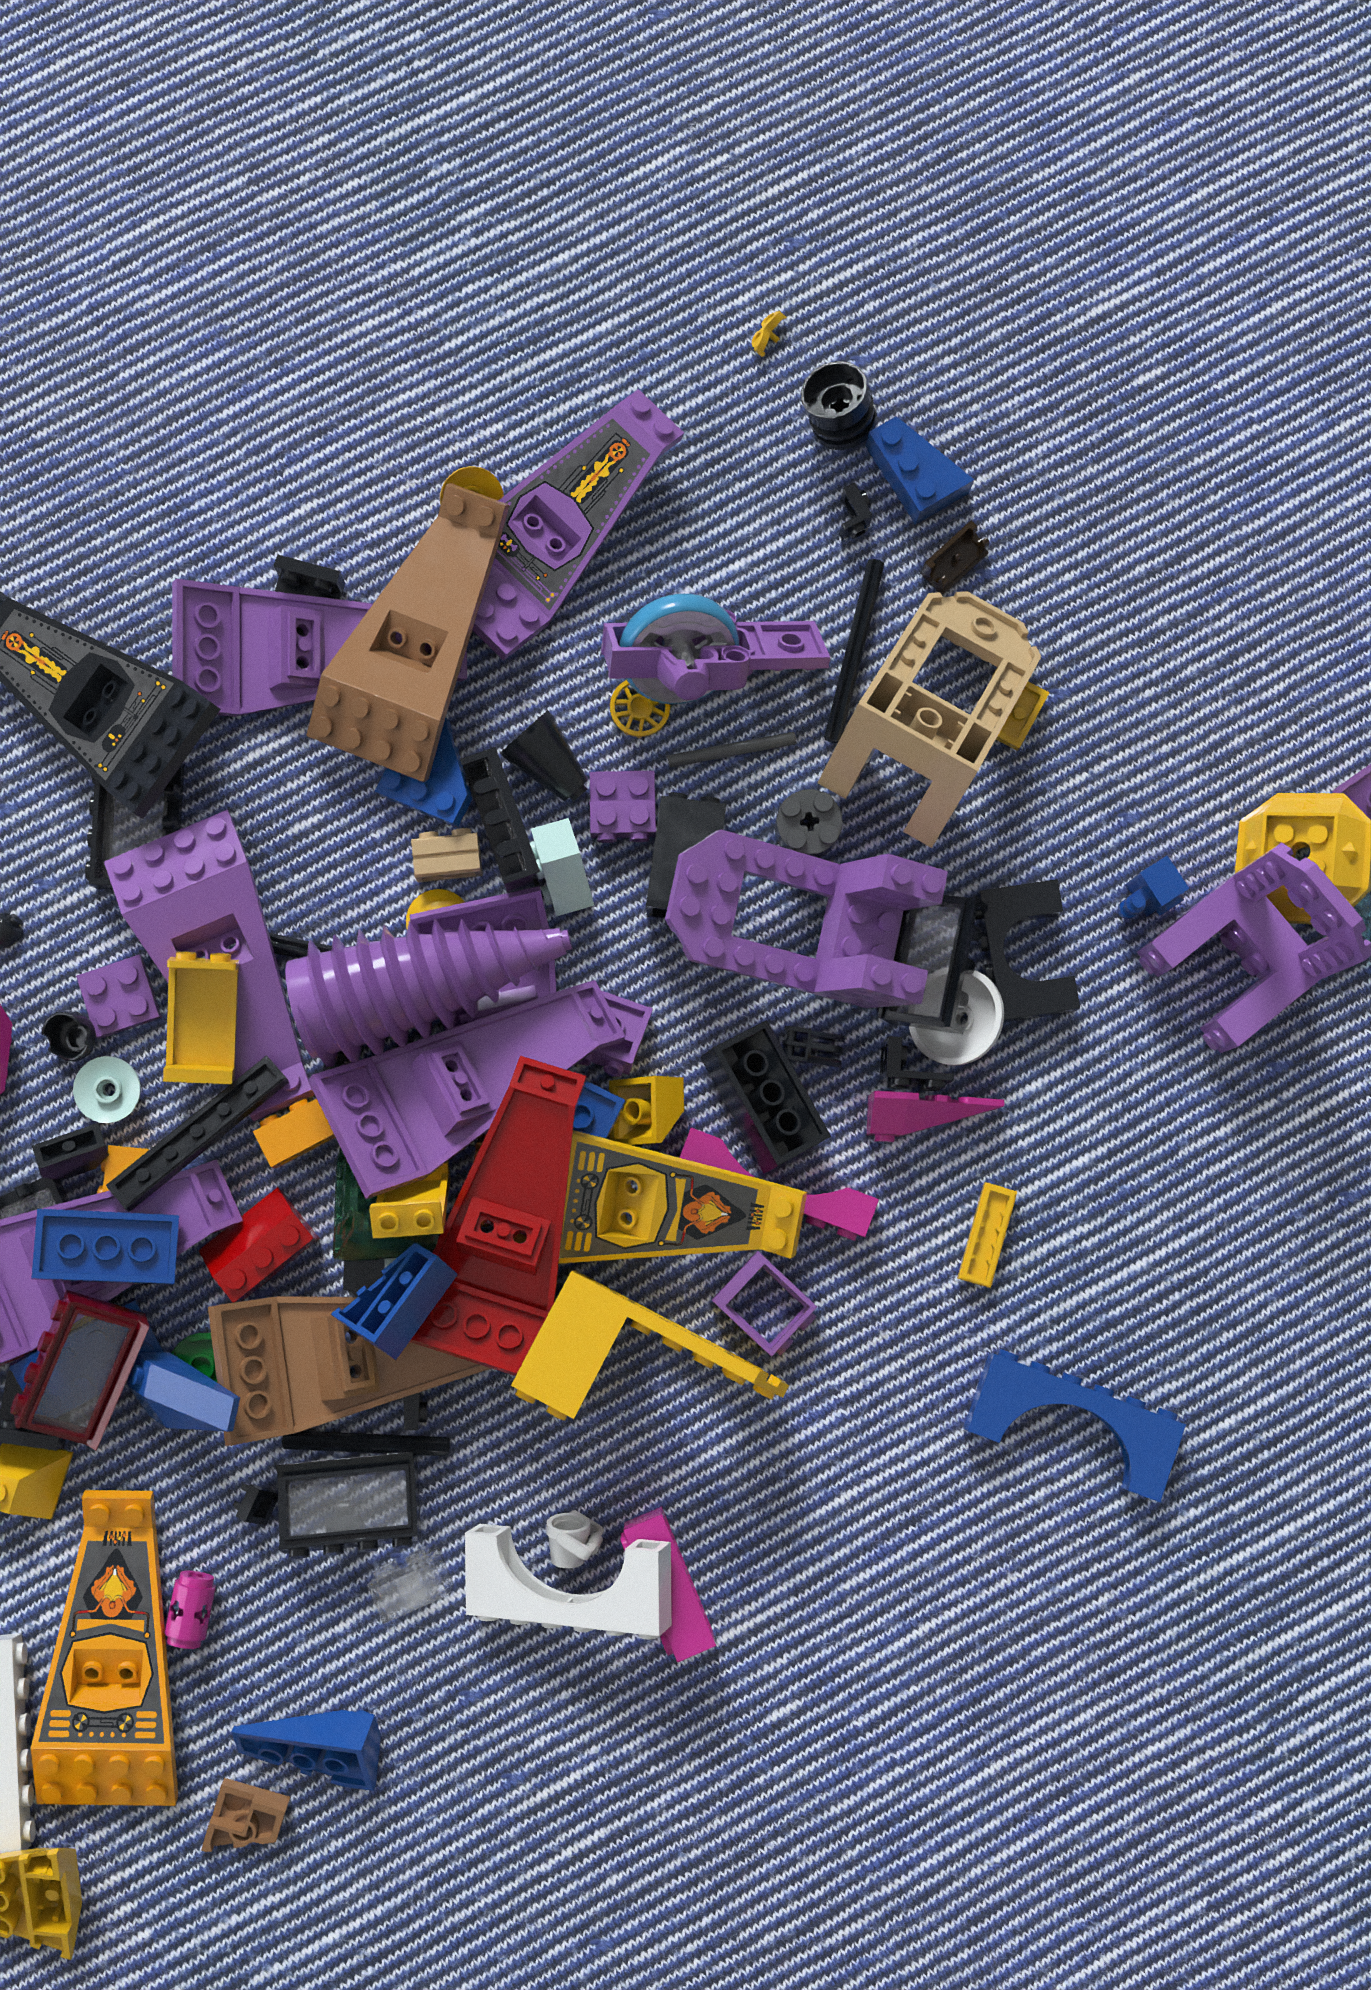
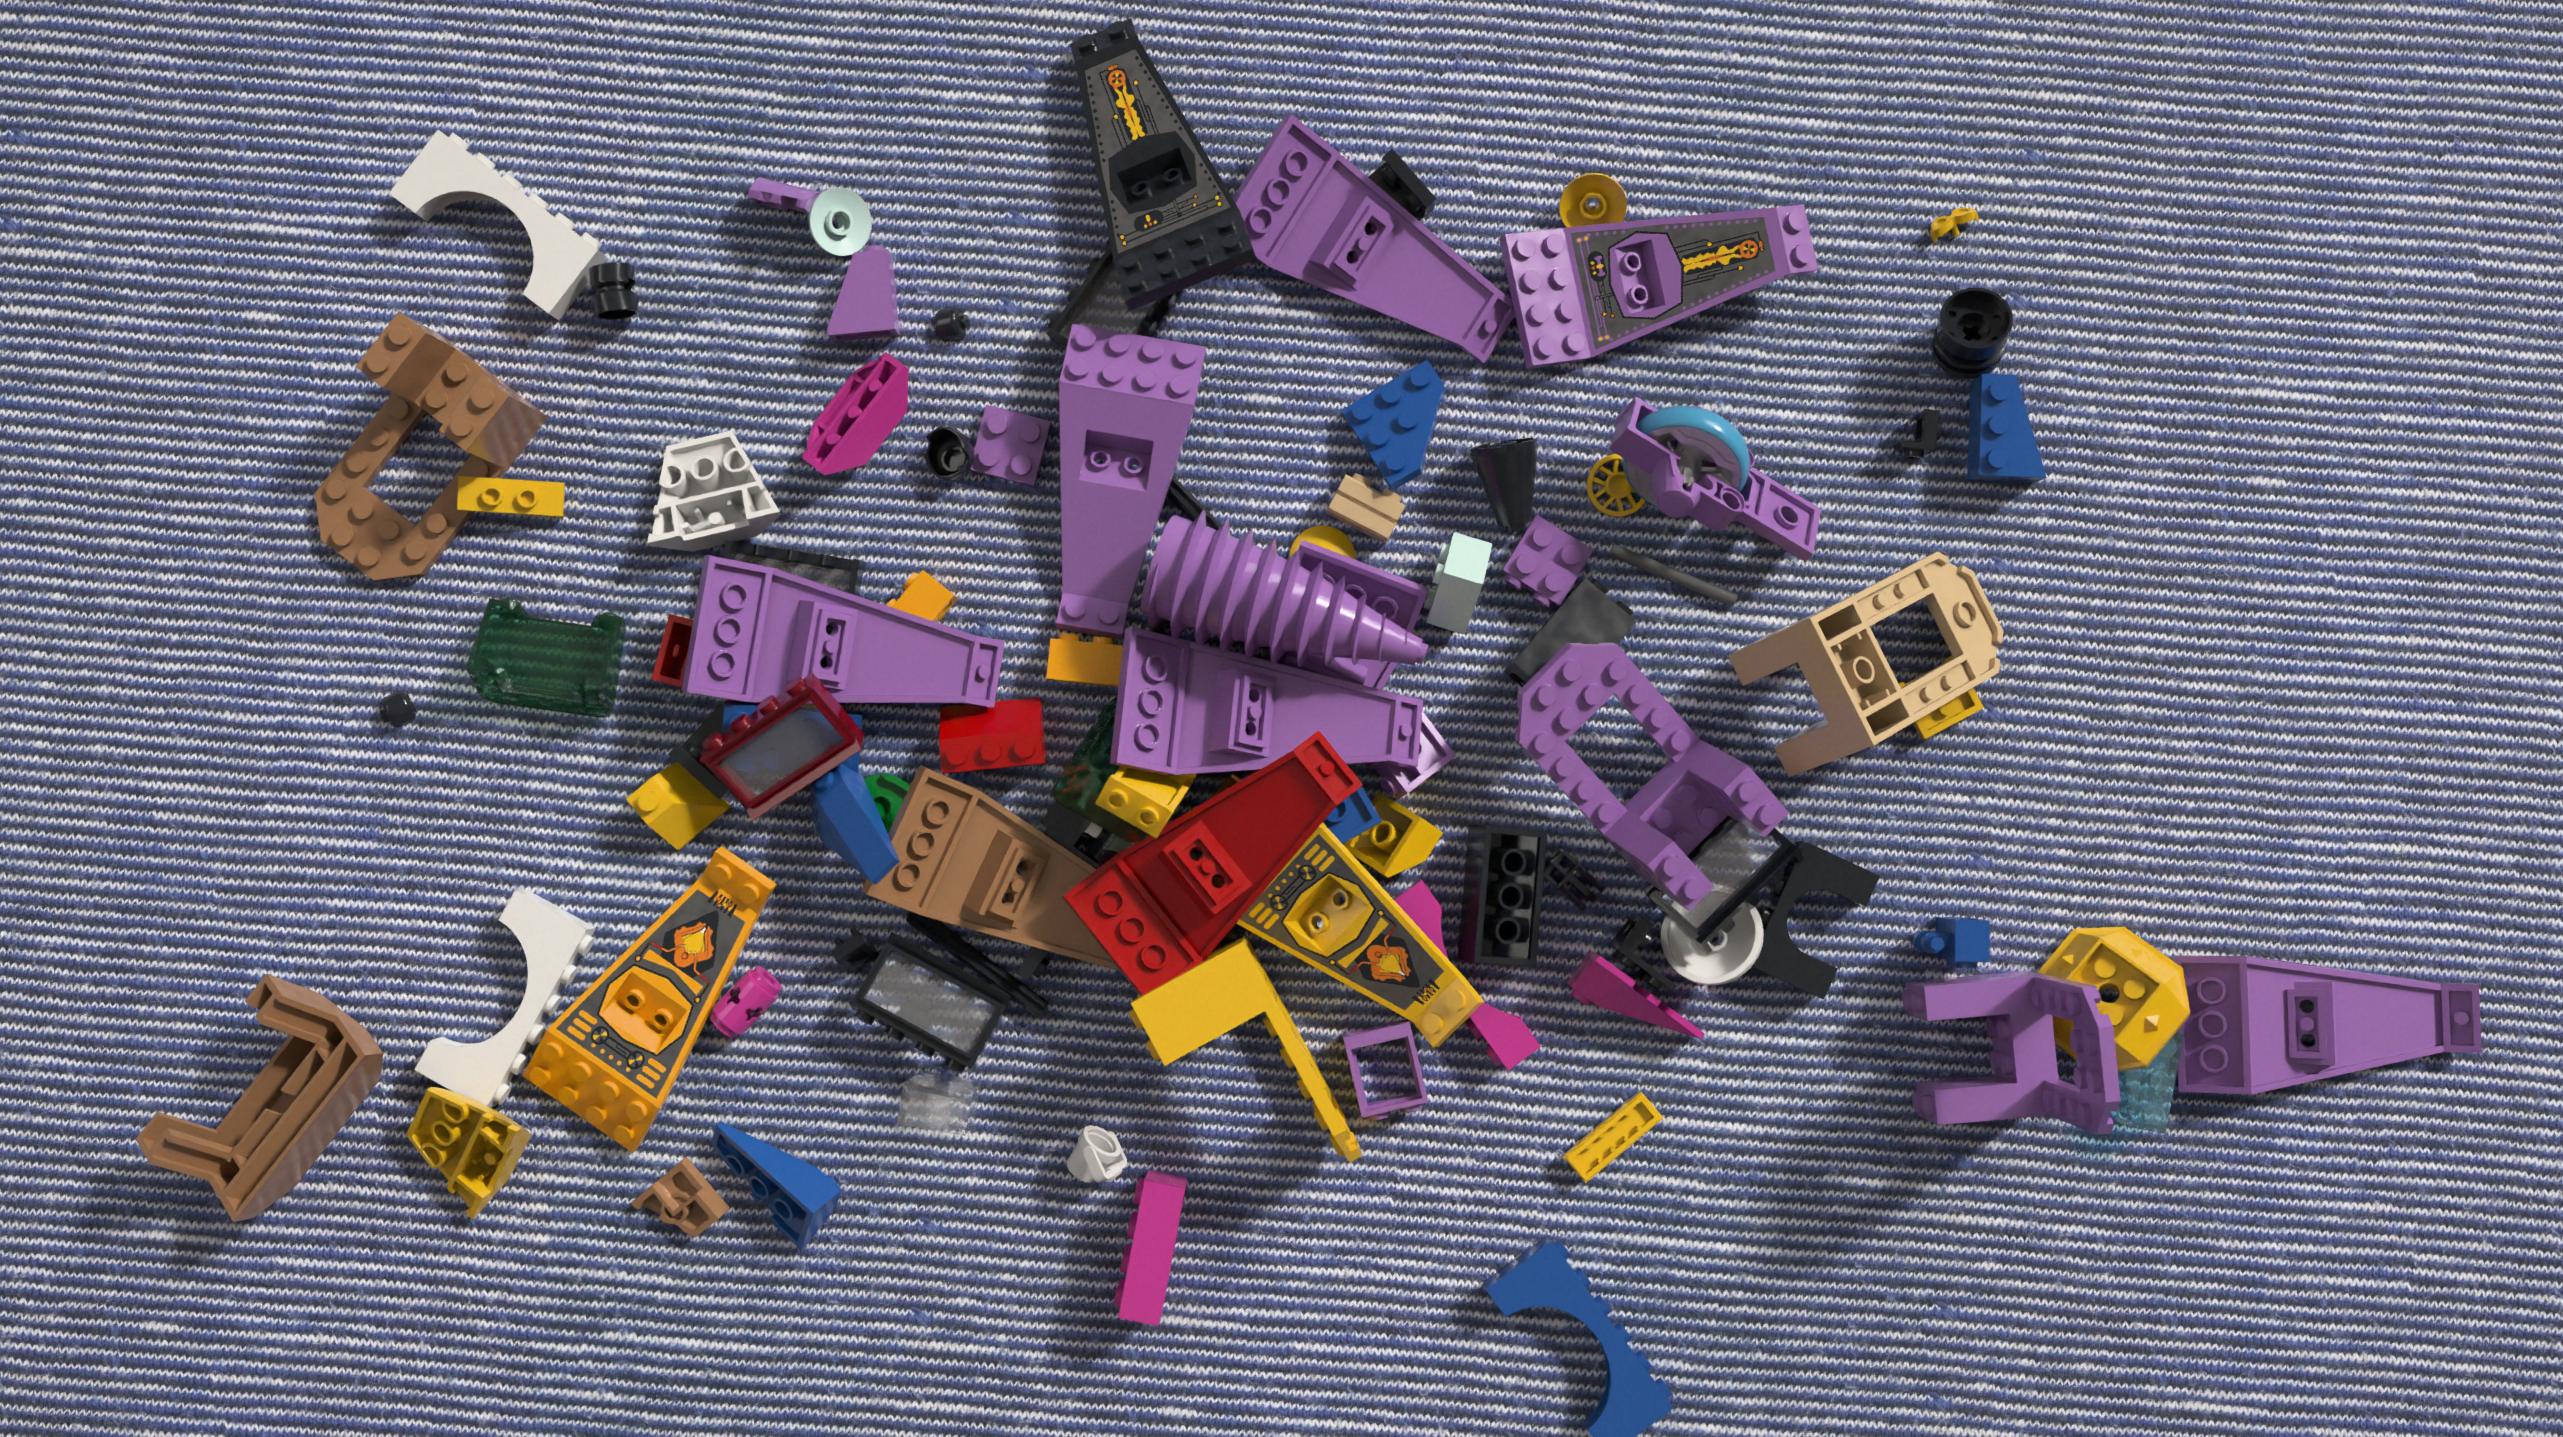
camera: 40 degrees right, 5 degrees up
(71, 1153) = (887, 556): black slope -> none
(90, 1089) = (934, 515): light aqua dish -> none
(105, 1247) = (867, 658): blue plate -> none
(197, 1133) = (1003, 610): black tile -> none
(201, 1018) = (1068, 514): yellow panel -> none
(393, 696) = (1411, 339): medium nougat wing -> none
(398, 1301) = (1081, 867): blue wedge -> none
(501, 820) = (1433, 511): black window -> none
(505, 1589) = (1015, 1161): white arch -> none
(819, 810) = (1713, 679): dark grey brick -> none
(854, 650) = (1838, 558): black axle -> none
(955, 558) = (1982, 535): dark brown hinge -> none

